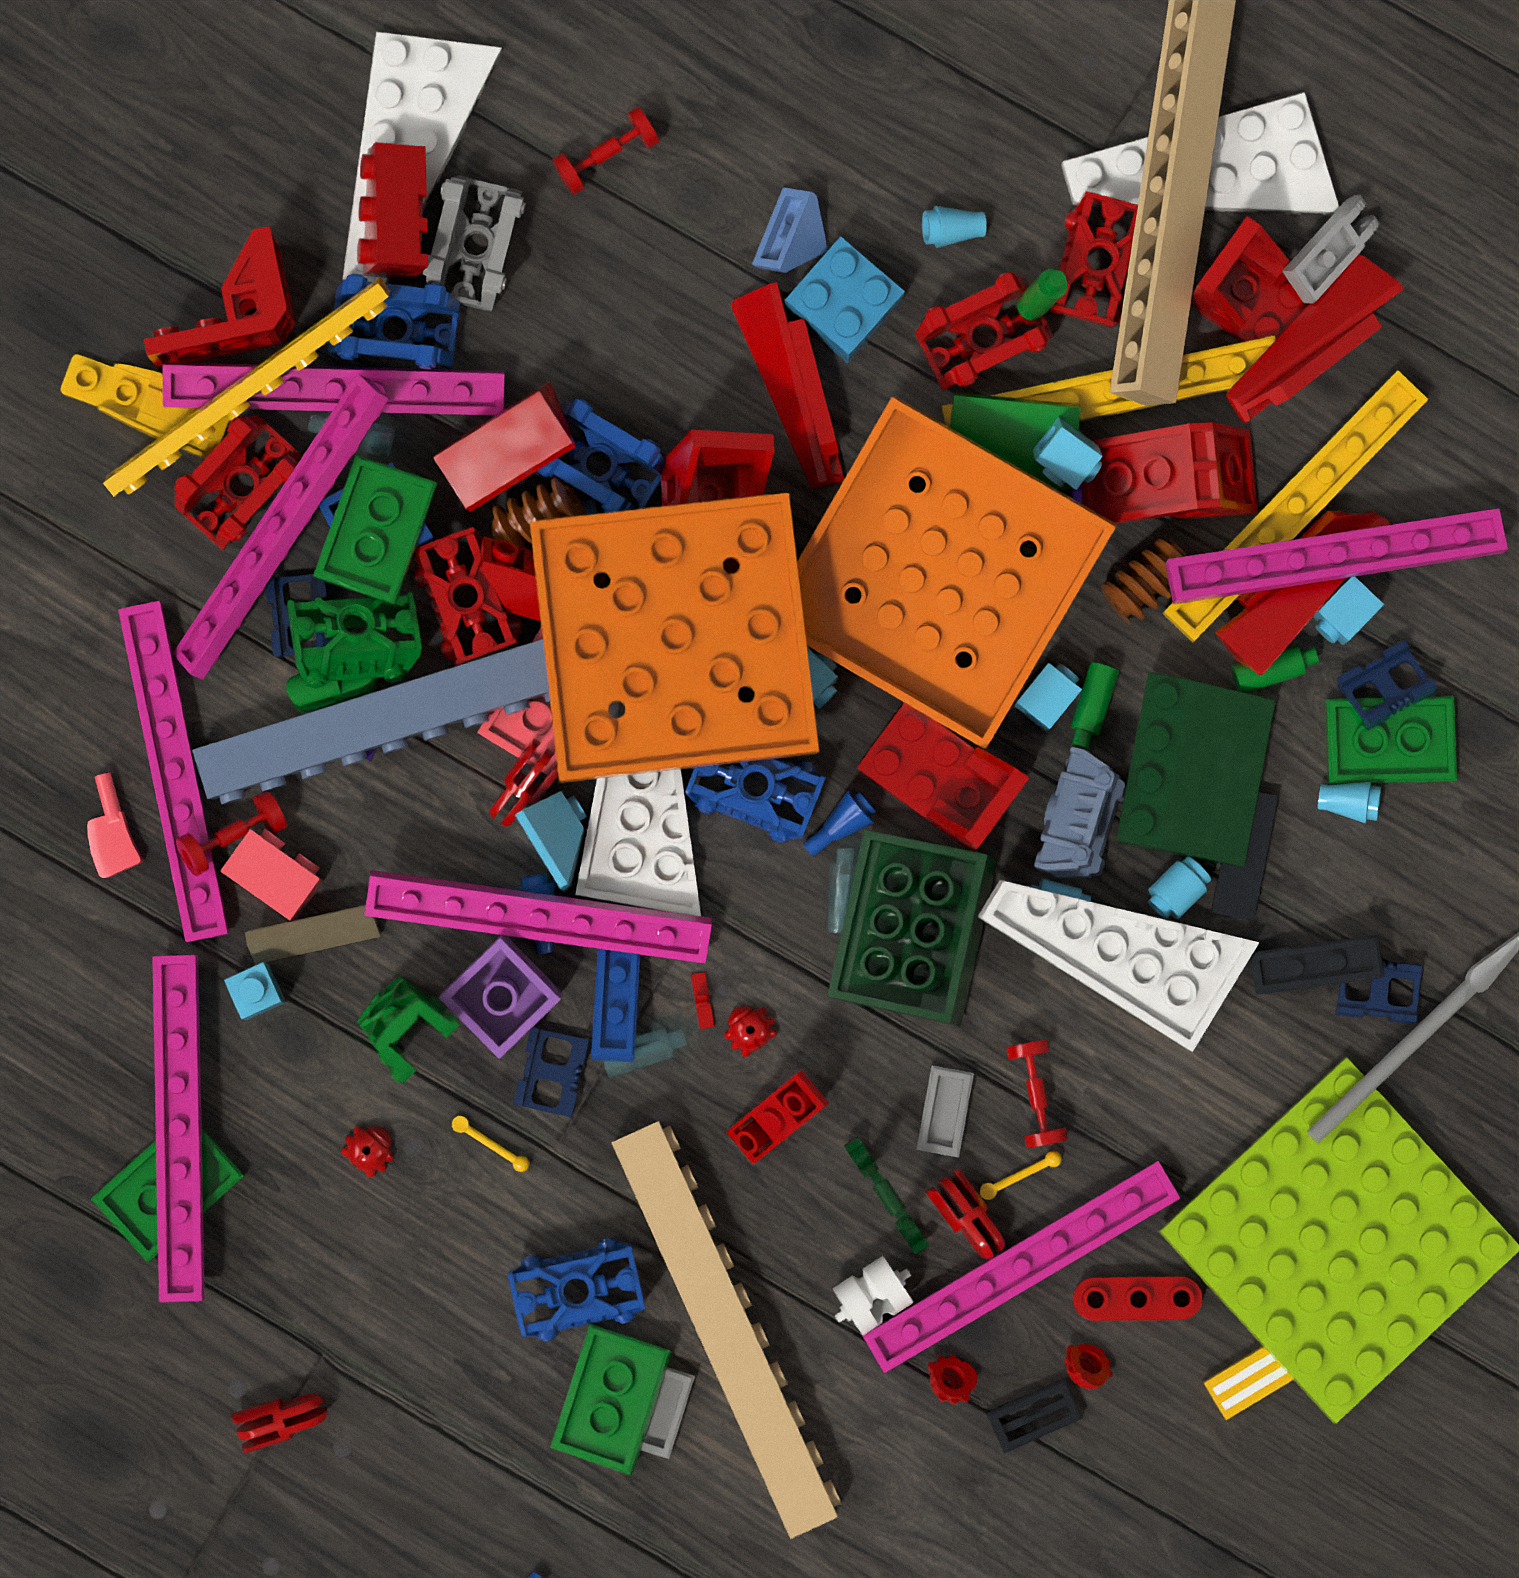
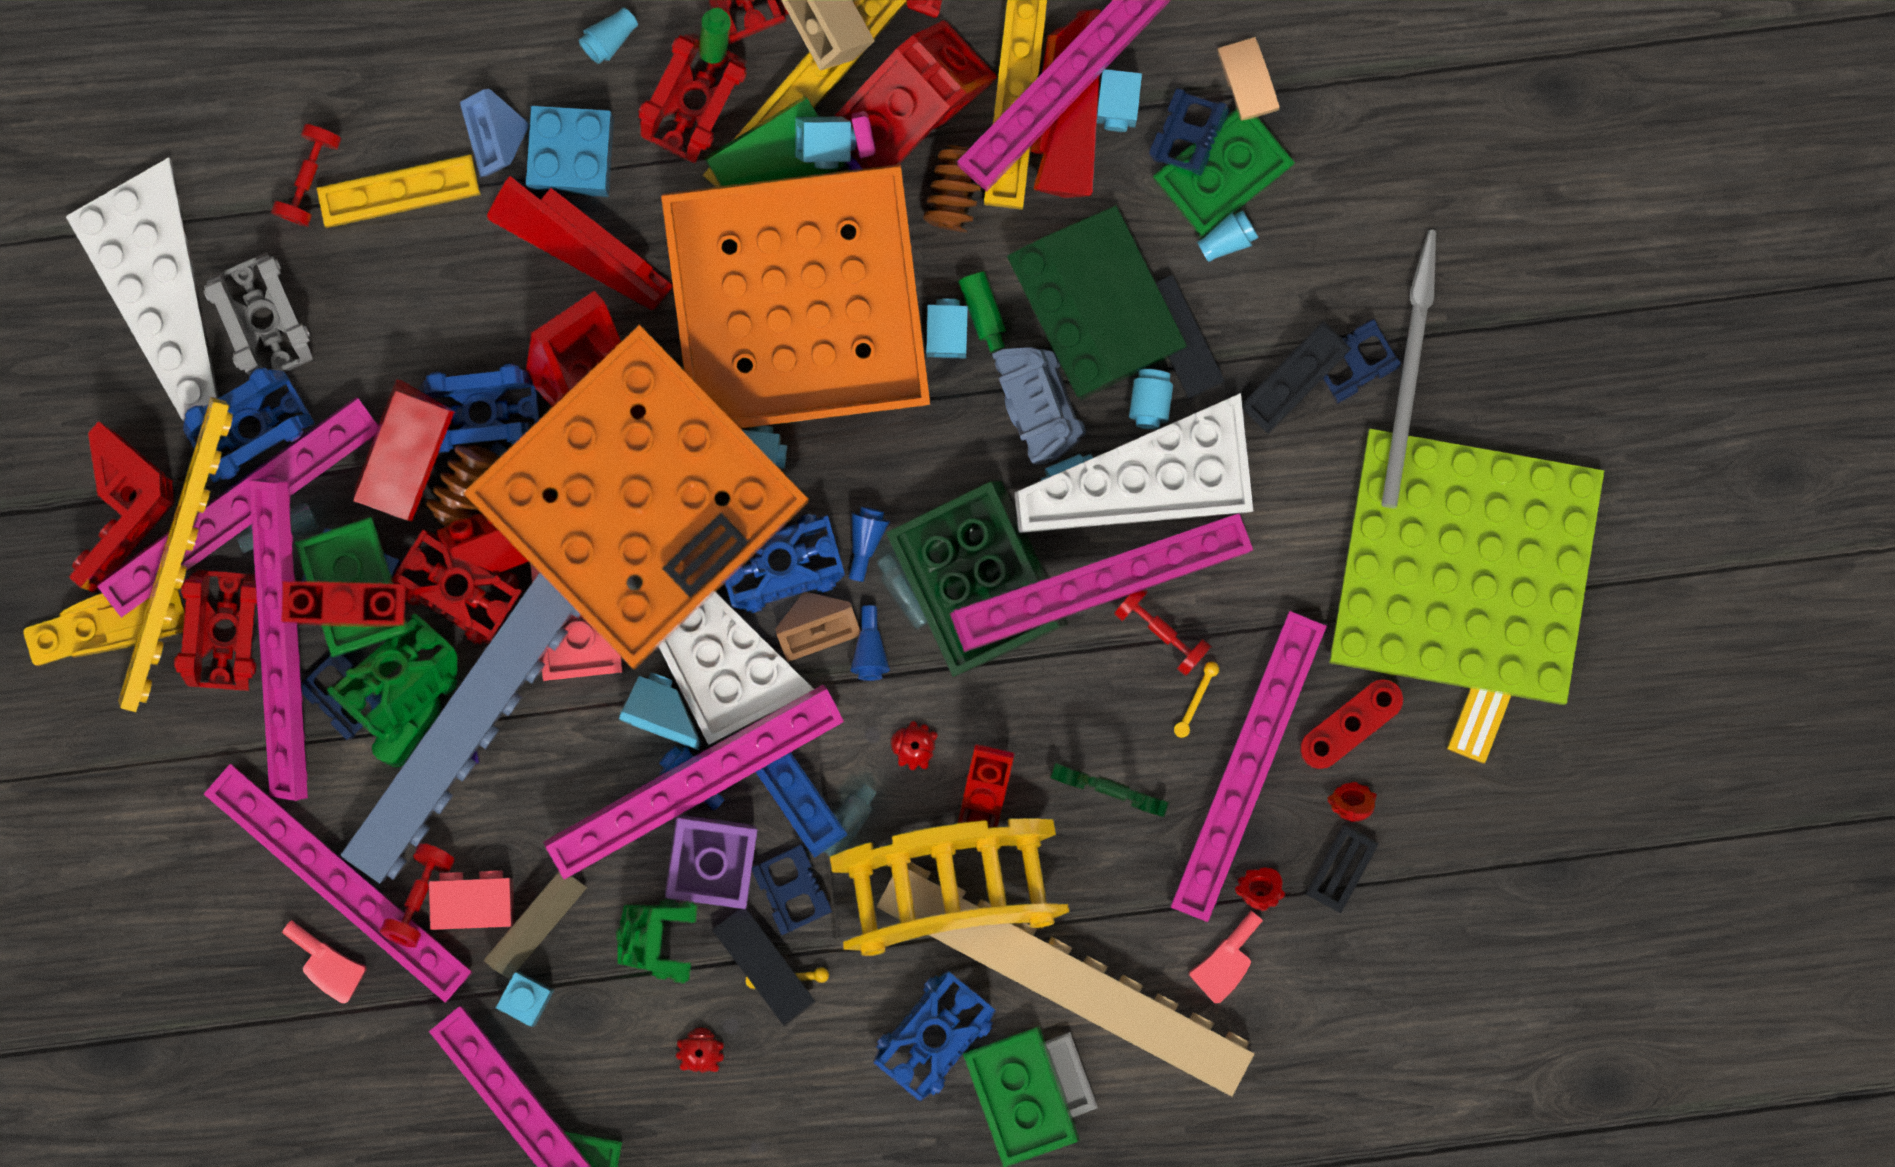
camera: 35 degrees left, 0 degrees up
(356, 538) = (343, 604): none -> red slope
(393, 211) = (182, 340): red wedge -> none
(478, 1119) = (764, 966): none -> black tile
(524, 785) = (608, 693): red arm -> none
(657, 737) = (680, 578): none -> black tile
(673, 223) = (398, 191): none -> yellow tile
(702, 1000) = (863, 751): red piece -> none
(707, 1133) = (941, 844): none -> yellow fence
(744, 862) = (815, 625): none -> medium nougat slope
(770, 924) = (869, 655): none -> blue cone
(872, 1295) = (1155, 871): white wheel -> none
(872, 1421) = (1226, 964): none -> coral piece
(942, 776) = (913, 449): red bracket -> none
(944, 1111) = (1104, 695): light grey tile -> none
(967, 1214) = (1179, 758): red arm -> none
(1015, 1013) = (1101, 582): none -> dark pink plate
(1105, 475) = (863, 134): none -> dark pink tile
(1287, 666) = (1106, 171): green cylinder -> none
(1472, 678) = (1248, 79): none -> light nougat slope

